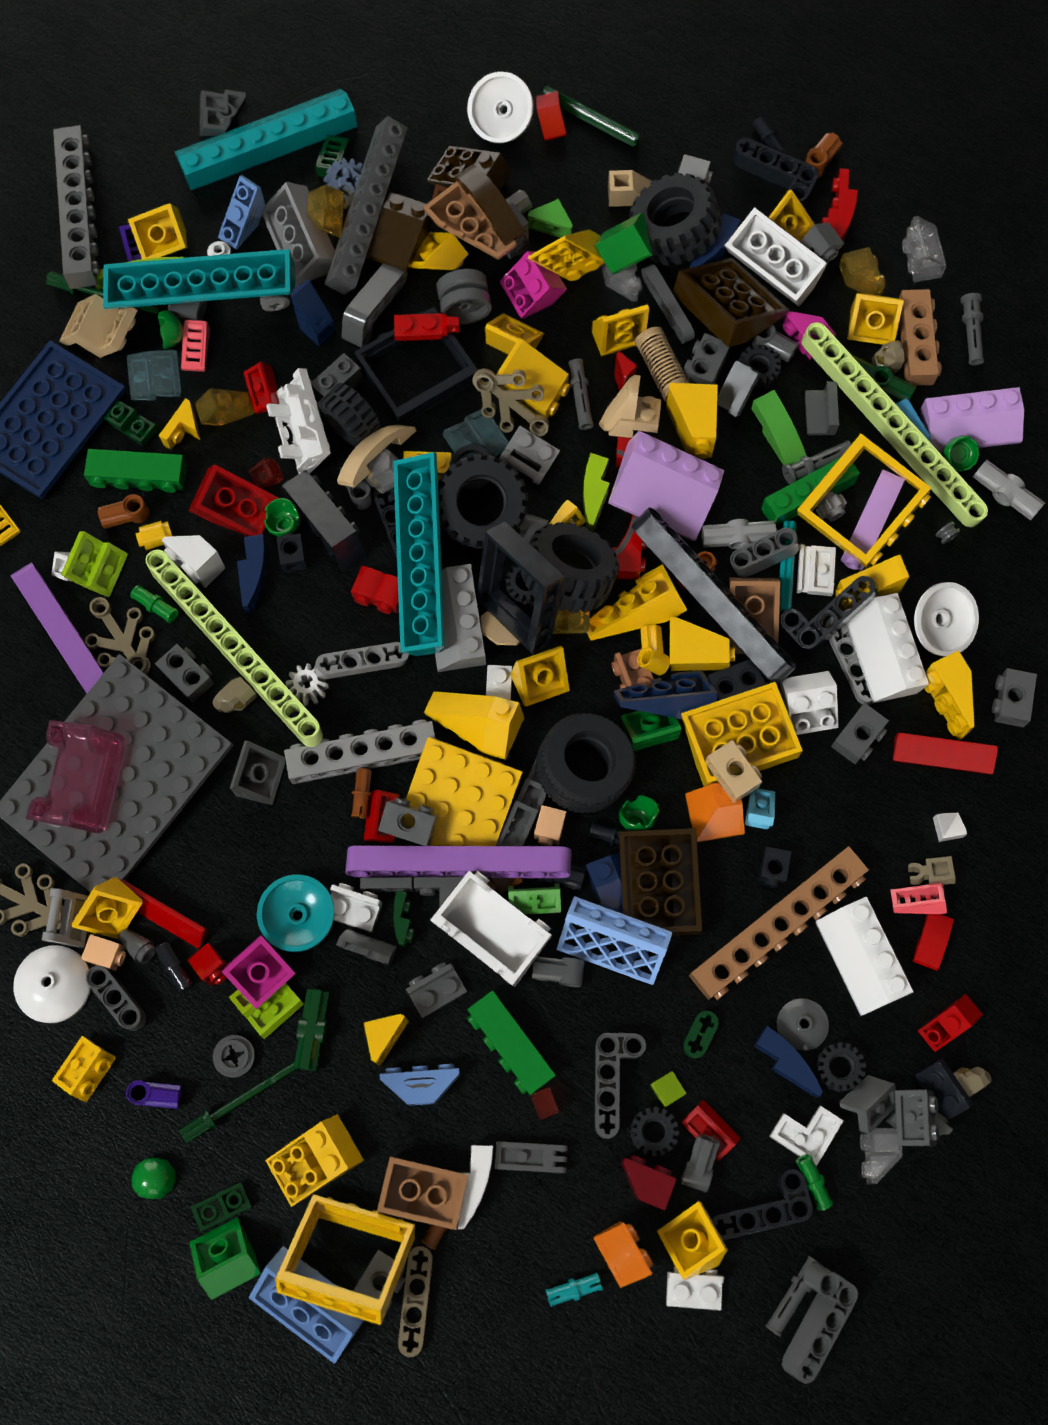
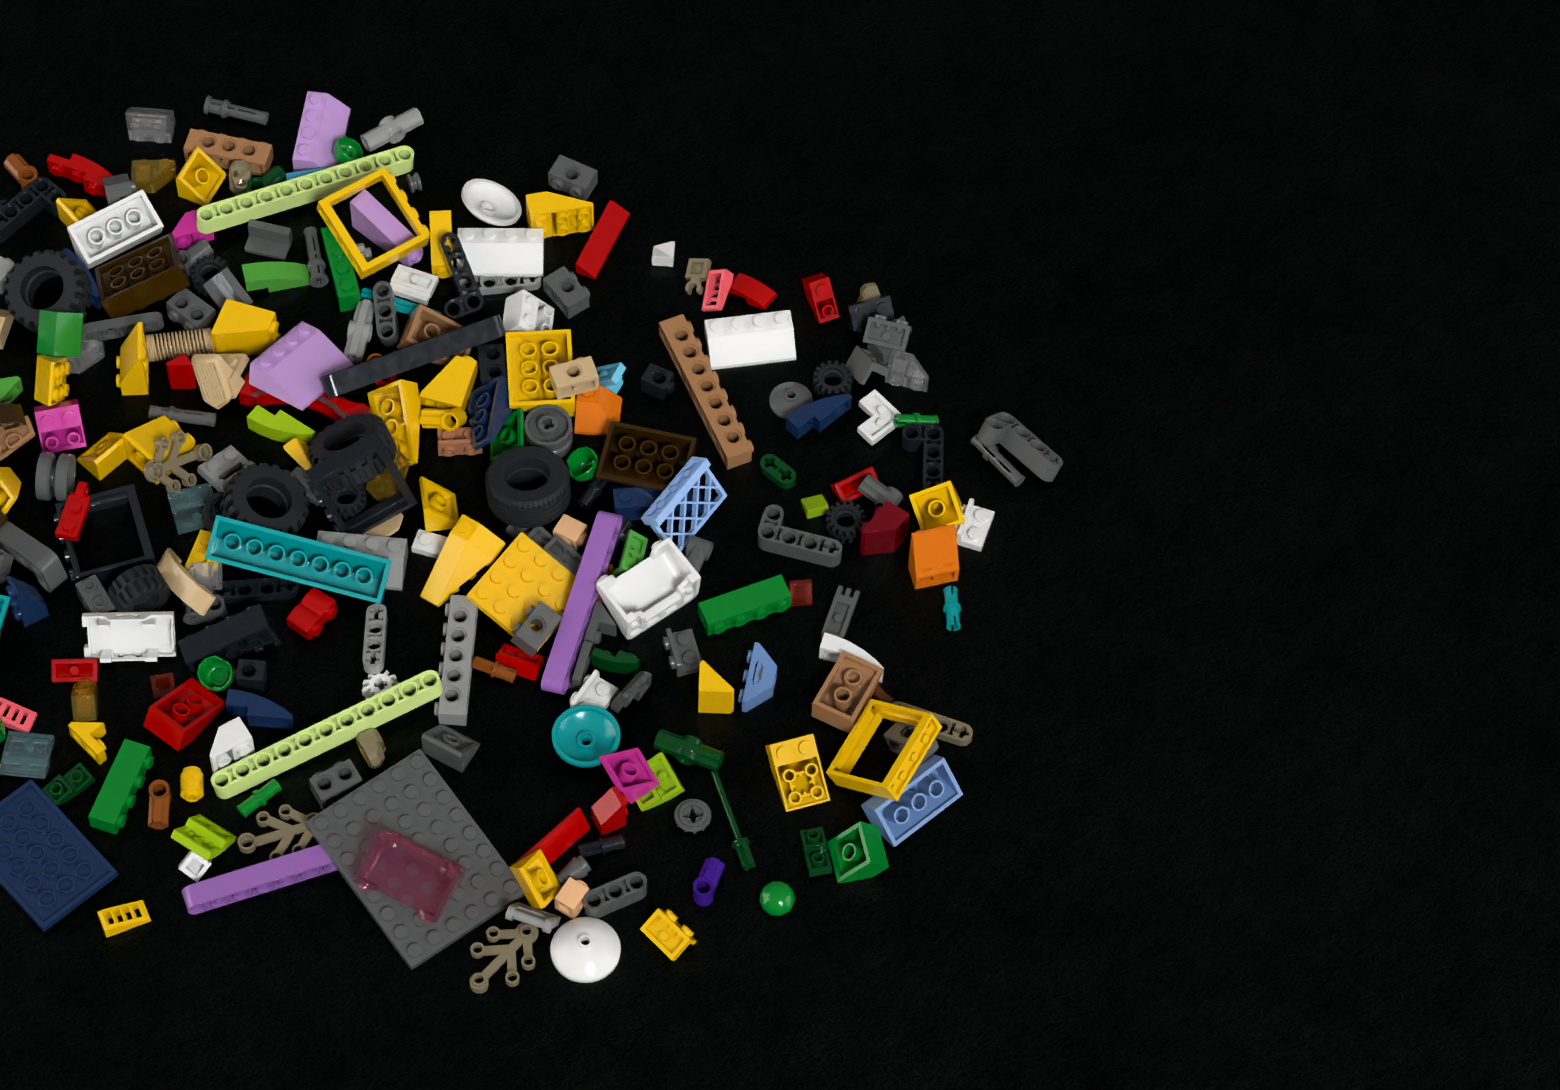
camera: 80 degrees left, 15 degrees down
(672, 751) = (550, 429): none -> dark grey wheel

